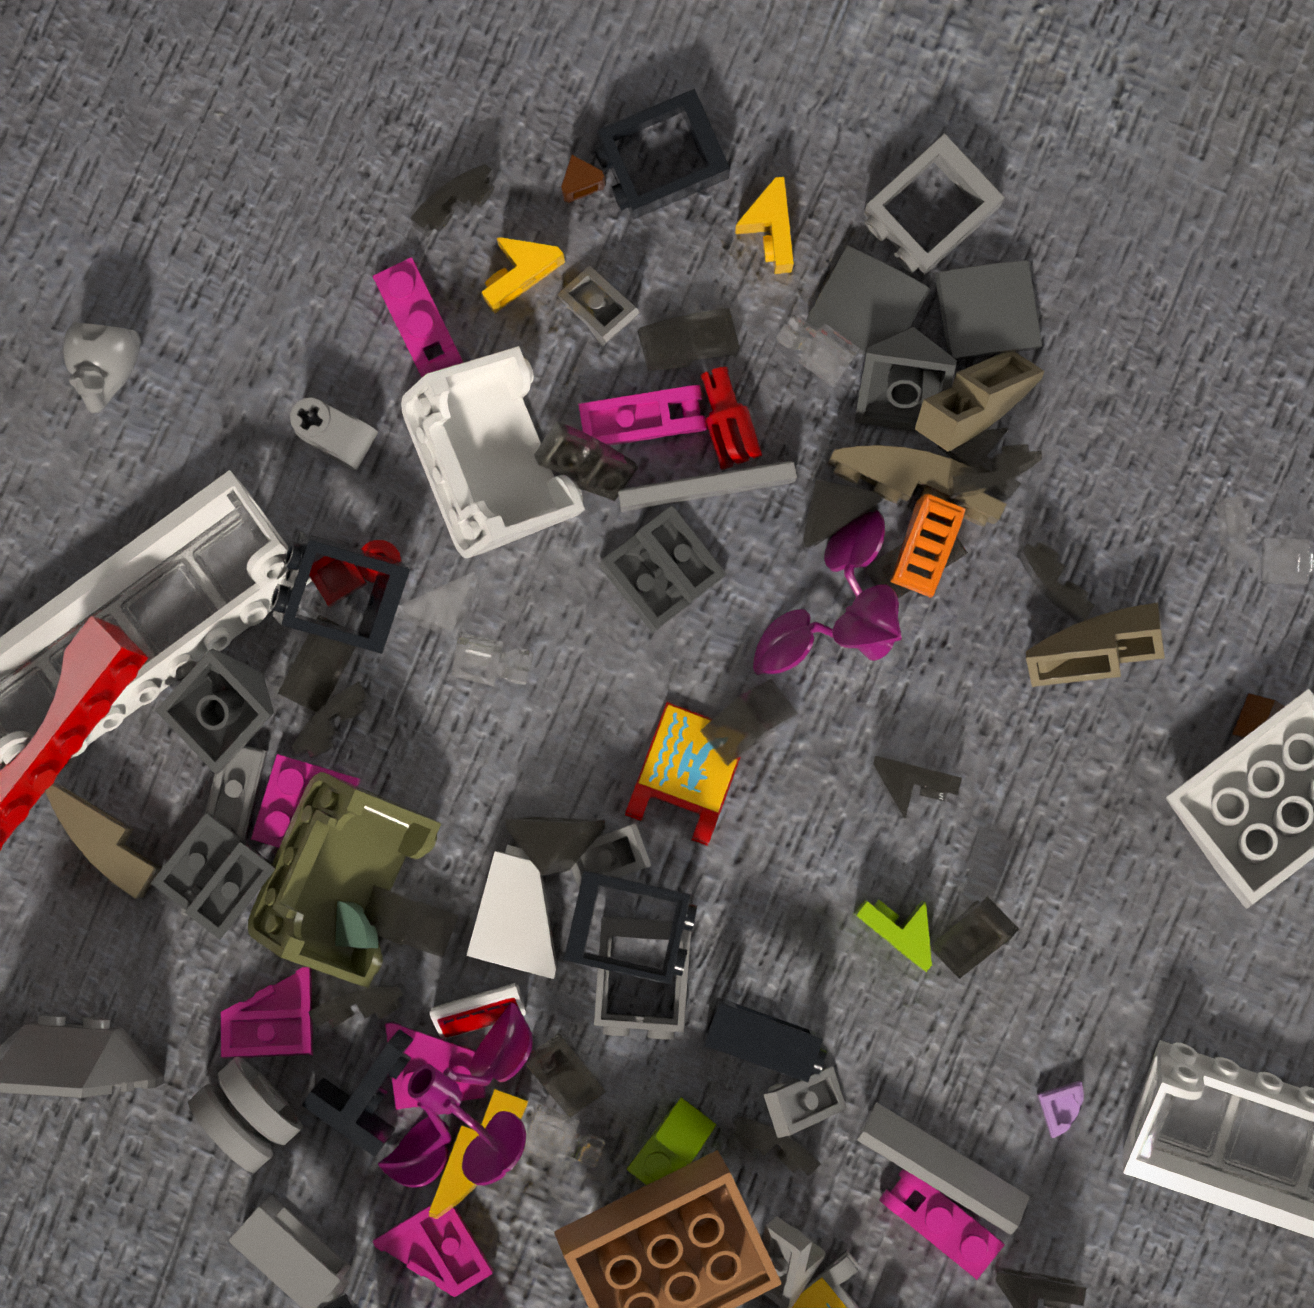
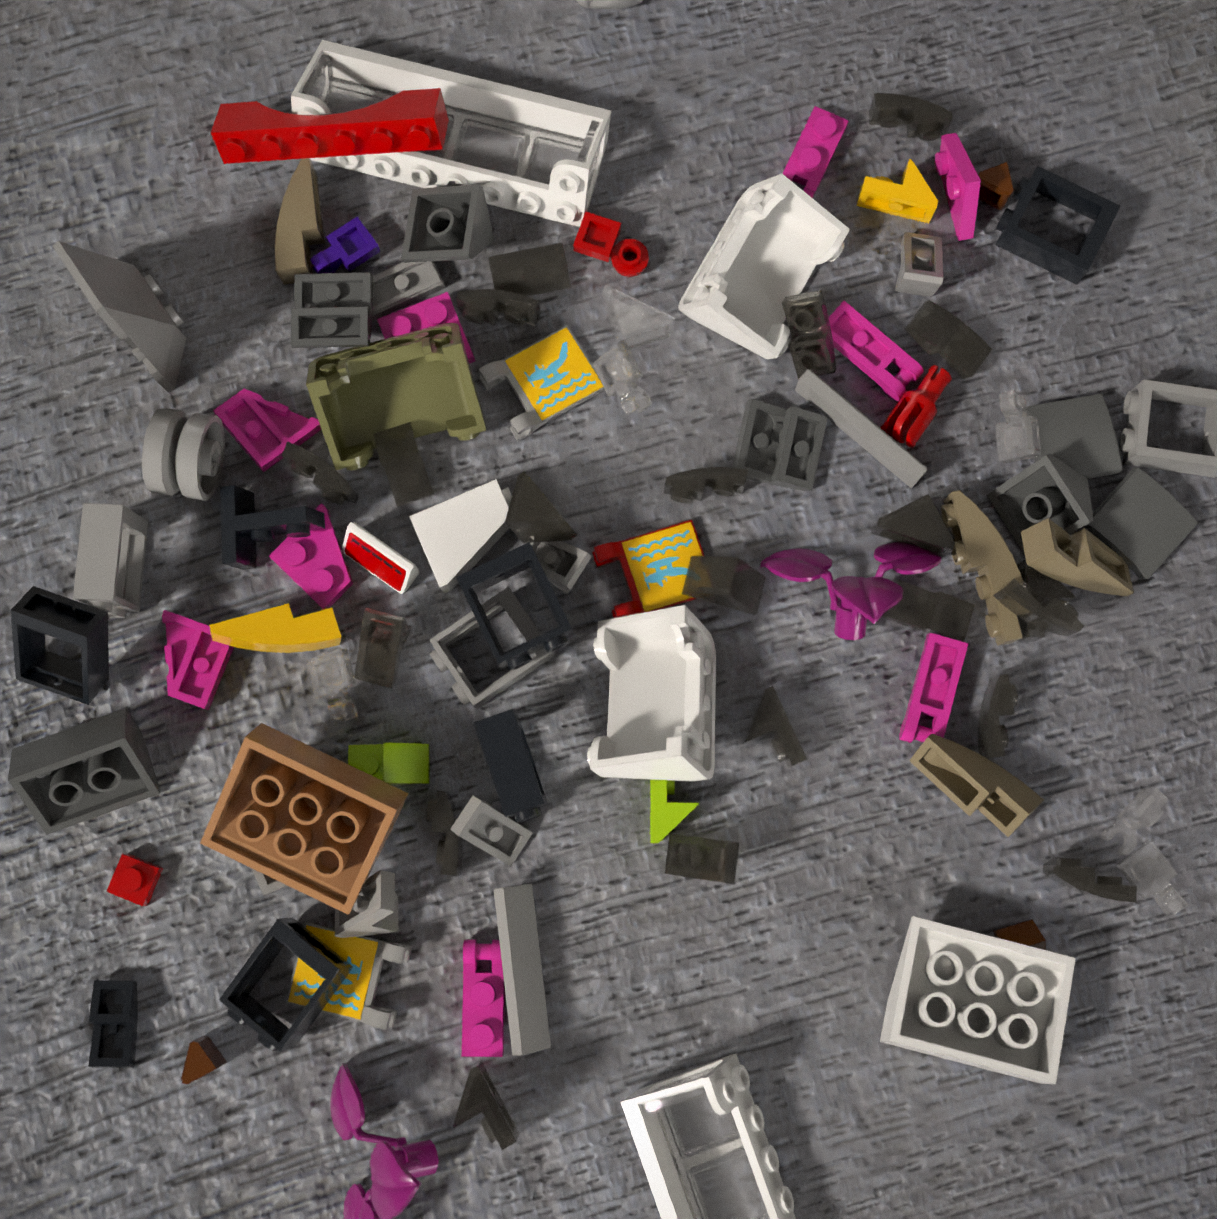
camera: 50 degrees right, 5 degrees down
(160, 808) = (348, 246): none -> dark purple plate
(339, 435) = (691, 161): light grey piece -> none
(353, 927) = (369, 429): sand green tile -> none
(381, 604) = (604, 275): black window -> none
(431, 728) = (546, 378): none -> flag
(499, 1146) = (295, 565): magenta plant -> none
(554, 210) = (960, 184): none -> dark pink wing
(637, 677) = (690, 484): none -> clear smoke slope
(771, 215) = (1073, 326): yellow slope -> none
(806, 865) = (657, 697): none -> white windscreen
(943, 511) = (972, 597): orange slope -> none
(987, 613) = (934, 687): none -> dark pink plate
(1061, 1107) = (632, 1019): lavender tile -> none
(1246, 624) = (1082, 879): none -> clear smoke slope

